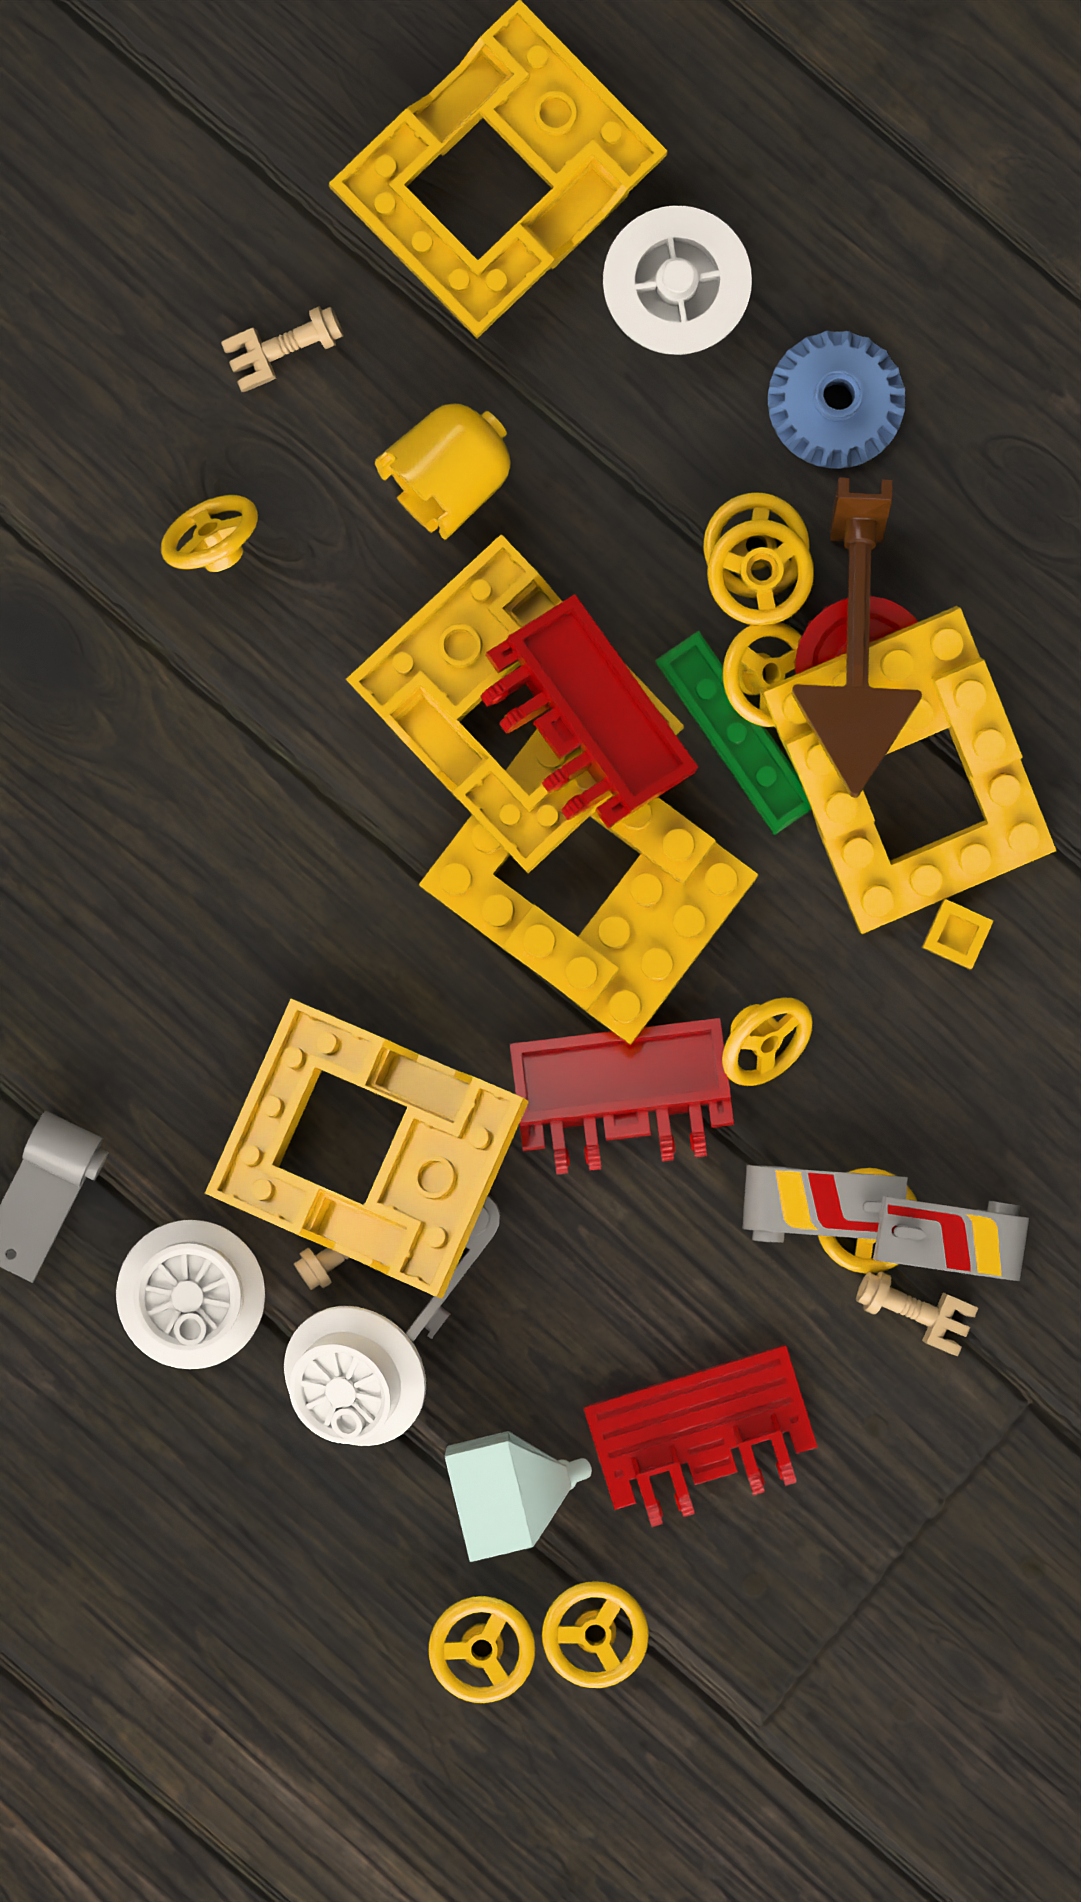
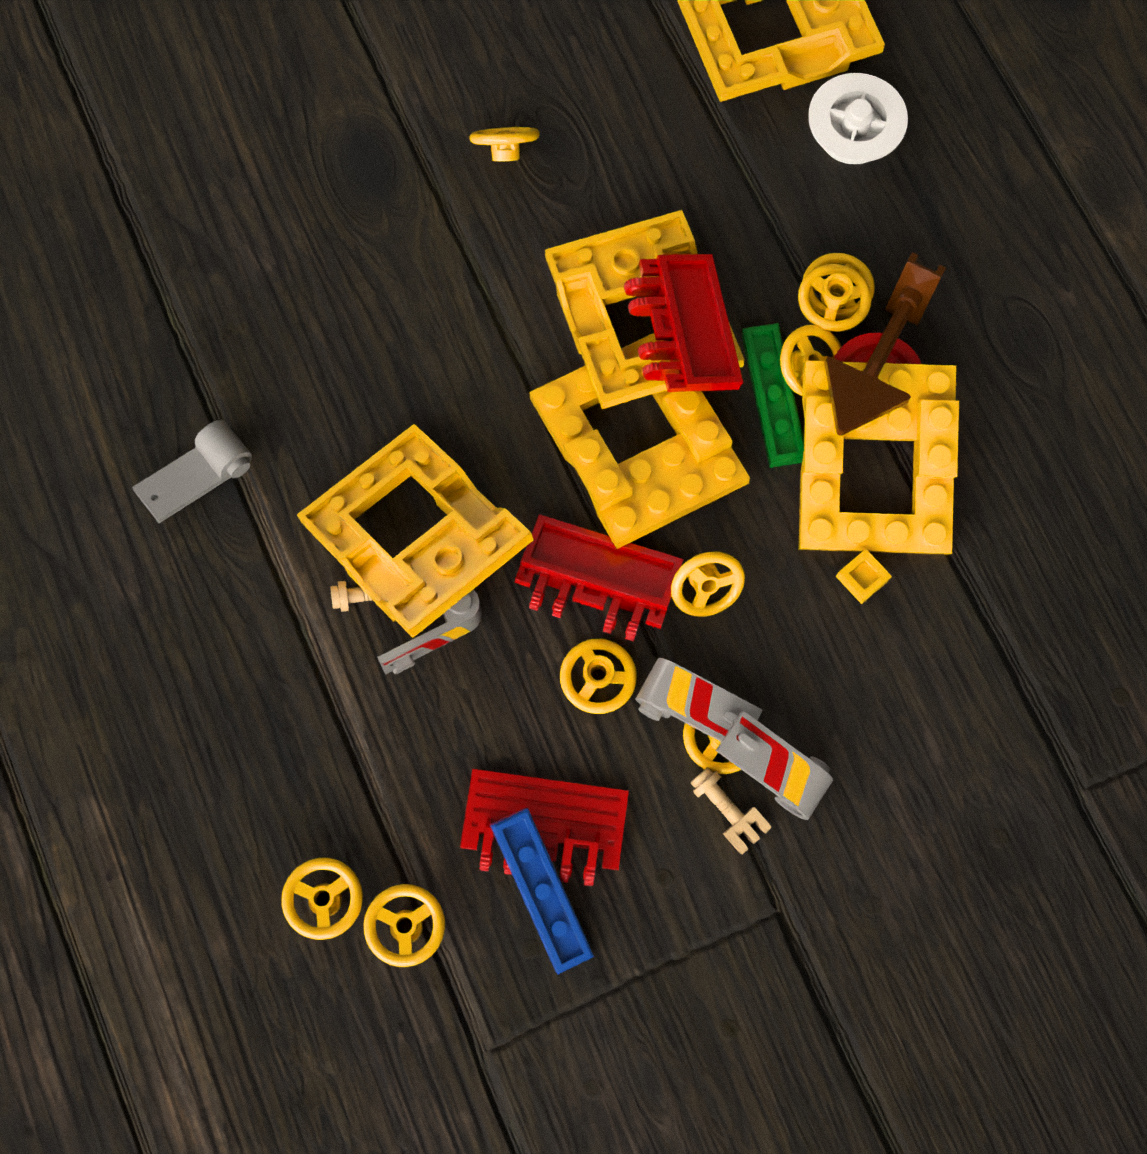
camera: 25 degrees right, 15 degrees down
(190, 1294) = (254, 575): white wheel -> none
(322, 328) = (580, 61): tan hinge -> none
(354, 1376) = (331, 674): white wheel -> none
(448, 466) = (666, 158): yellow cylinder -> none
(507, 1491) = (391, 794): light aqua piece -> none
(719, 1203) = (593, 662): none -> yellow piece
(738, 1518) = (541, 890): none -> blue tile
(829, 435) = (902, 230): medium blue gear -> none

